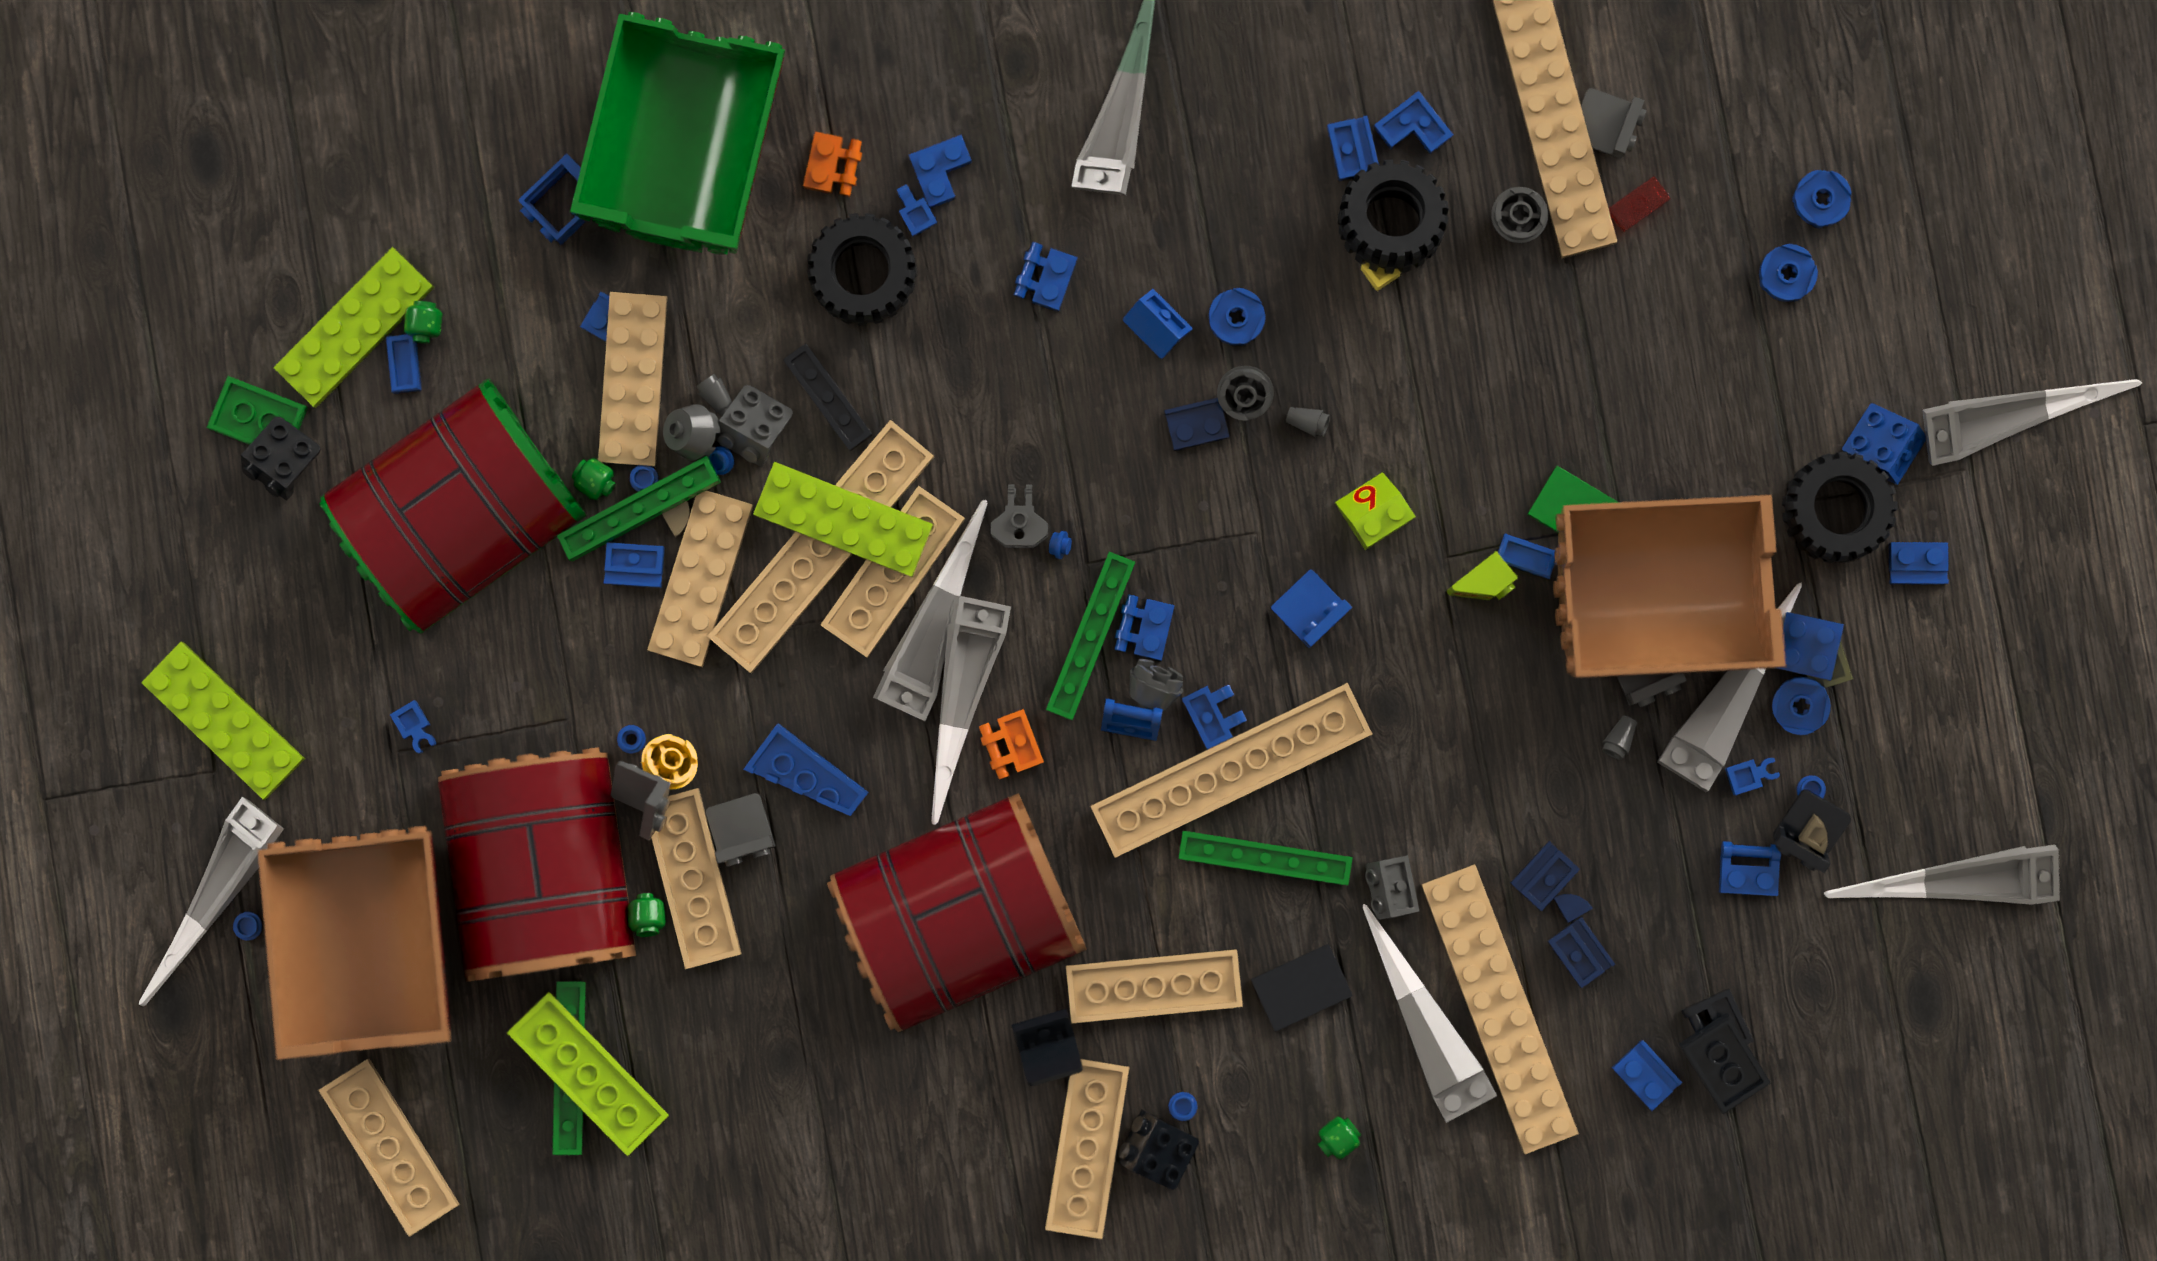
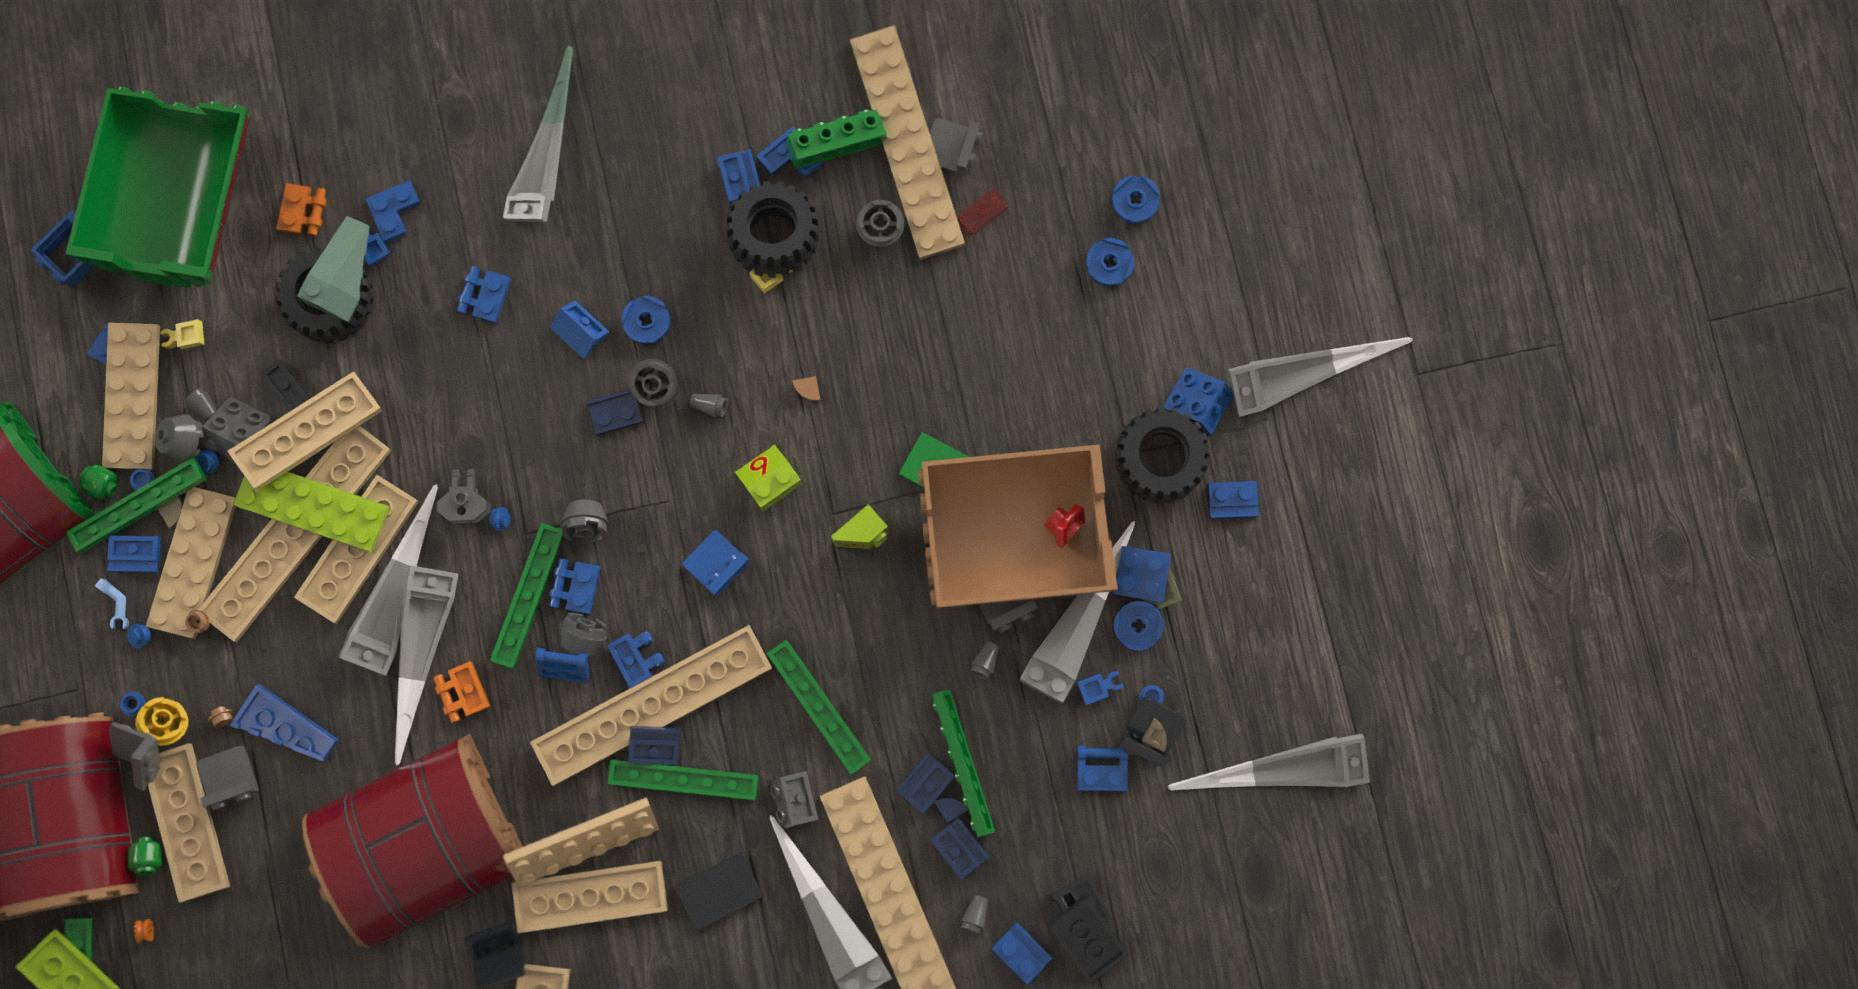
camera: 10 degrees left, 5 degrees down
(617, 619) = (120, 607): none -> light blue arm
(639, 660) = (138, 635): none -> blue plate
(645, 999) = (144, 930): none -> orange bush
(697, 309) = (186, 335): none -> light yellow plate
(703, 647) = (192, 623): none -> medium nougat plate
(733, 759) = (220, 717): none -> medium nougat plate
(838, 431) = (304, 431): none -> tan plate
(884, 250) = (337, 274): none -> sand green wedge
(1150, 924) = (581, 842): none -> tan plate
(1161, 552) = (584, 520): none -> dark grey cone
(1233, 817) = (653, 745): none -> dark blue plate
(1424, 407) = (807, 388): none -> medium nougat tile
(1424, 782) = (818, 707): none -> green plate
(1470, 109) = (835, 138): none -> green brick
(1527, 556) = (899, 510): blue tile -> none
(1592, 866) = (960, 754): none -> green plate
(1595, 1030) = (974, 917): none -> dark grey cone
(1722, 584) = (1065, 524): none -> red piece

